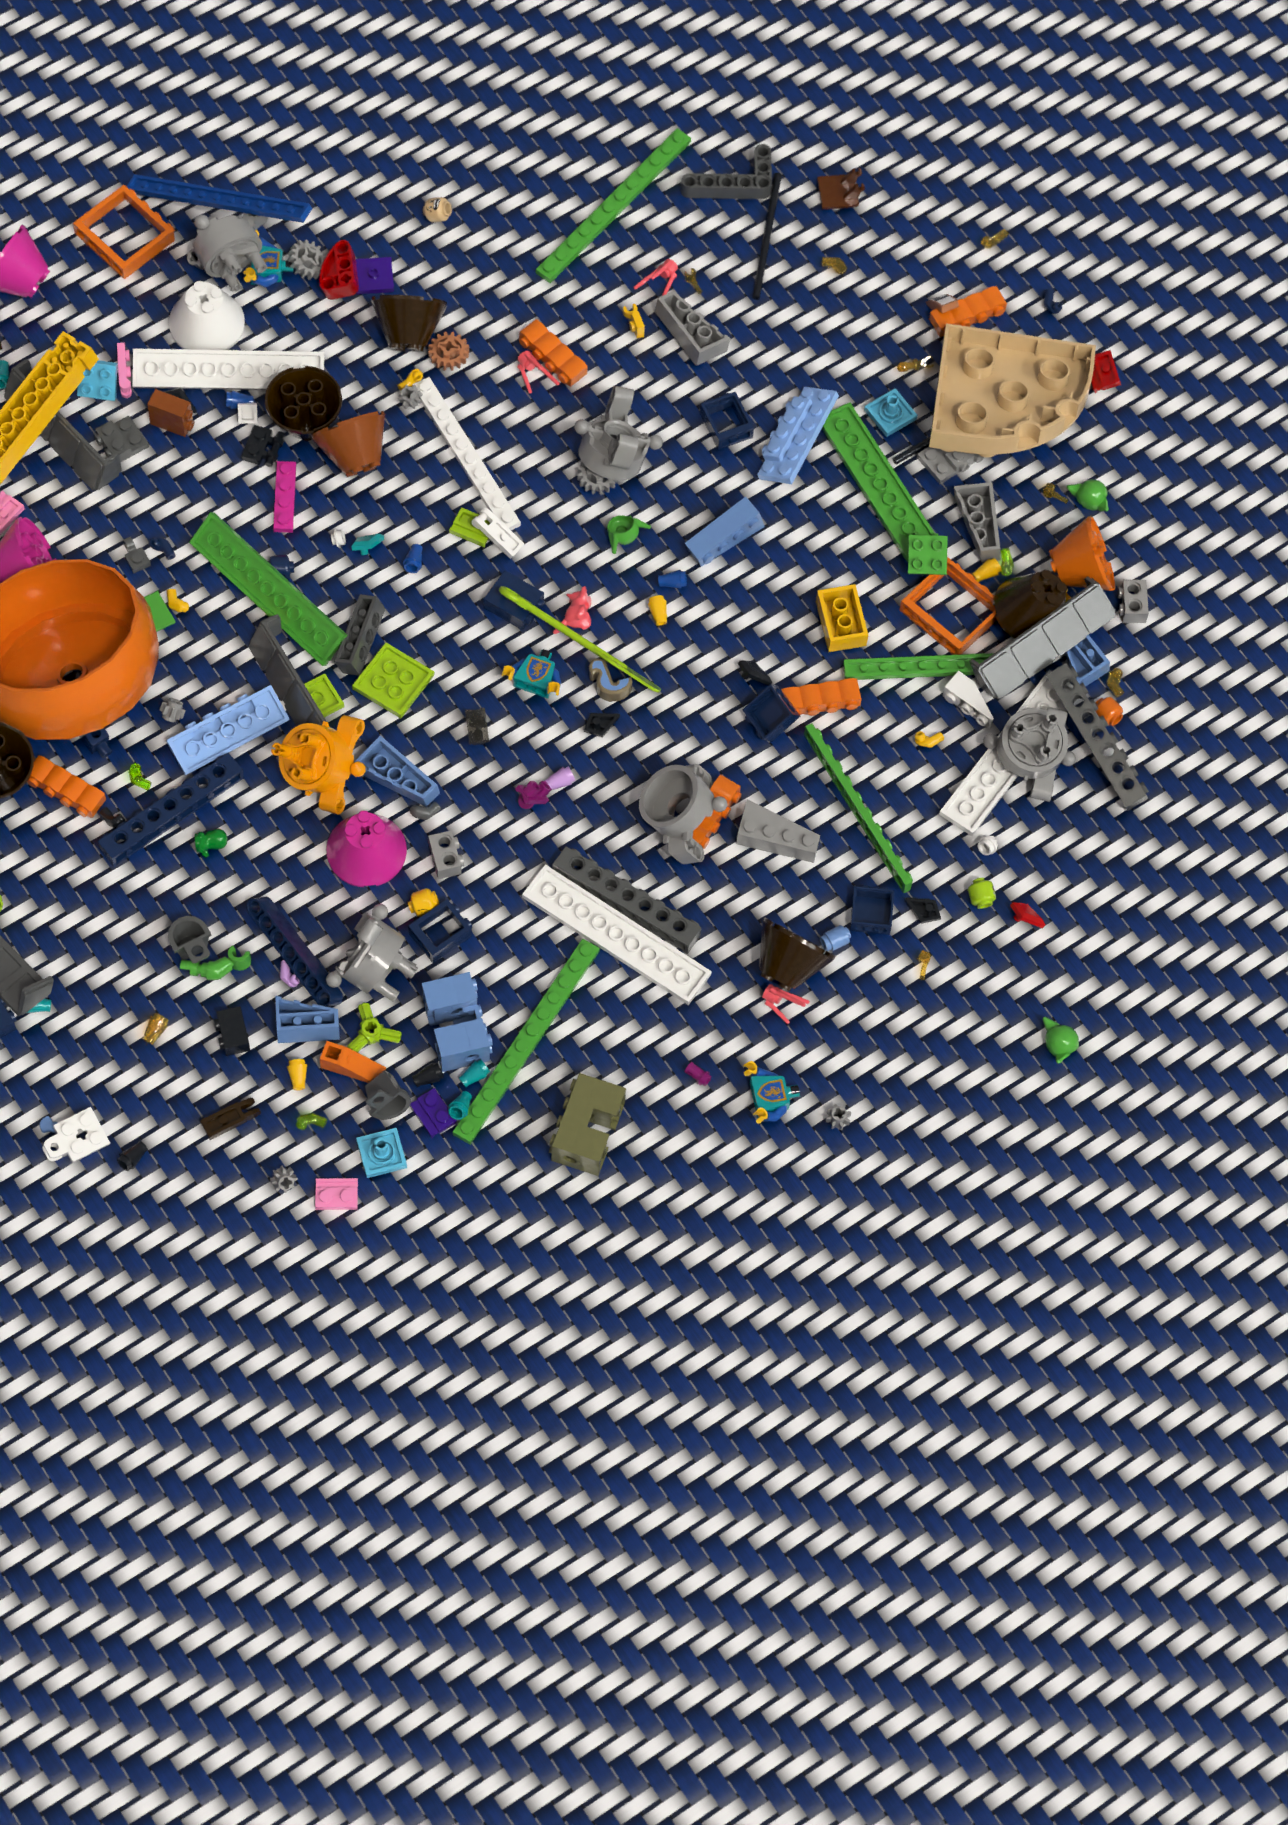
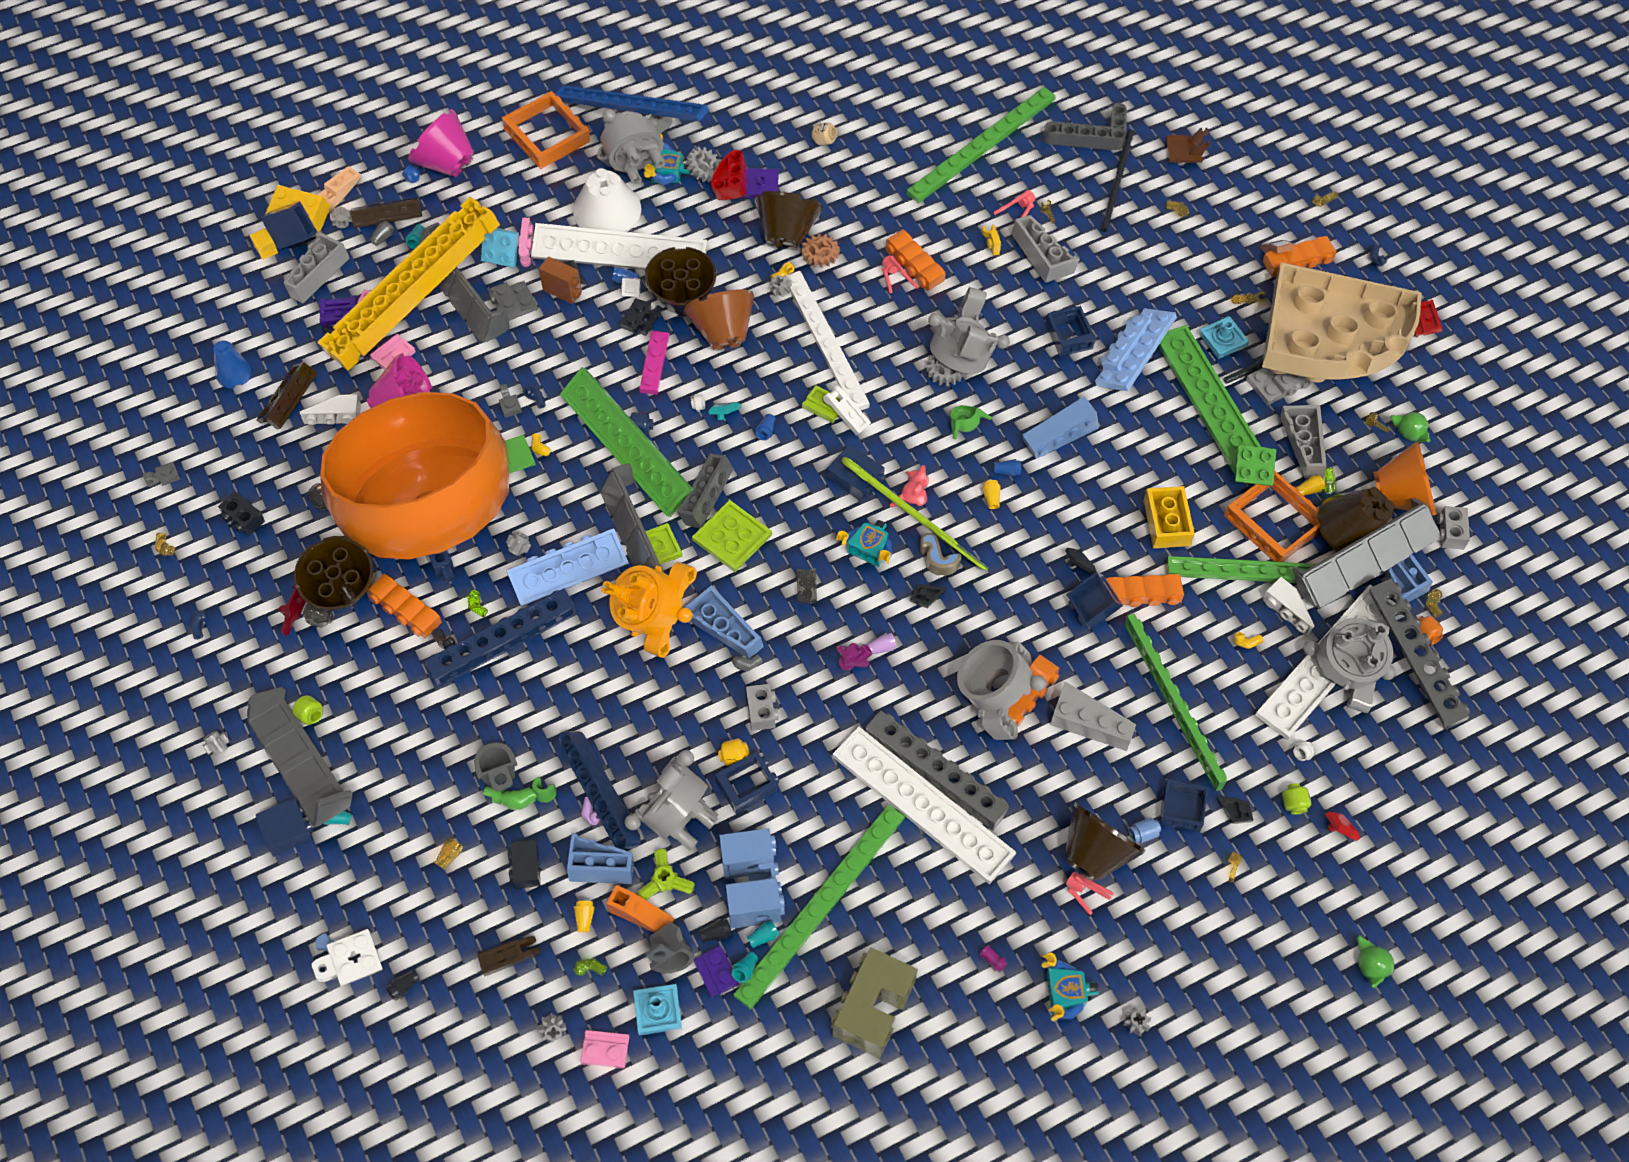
camera: 10 degrees right, 5 degrees down
(212, 839) = (535, 670): green animal -> none
(366, 849) = (685, 694): dark pink cone -> none

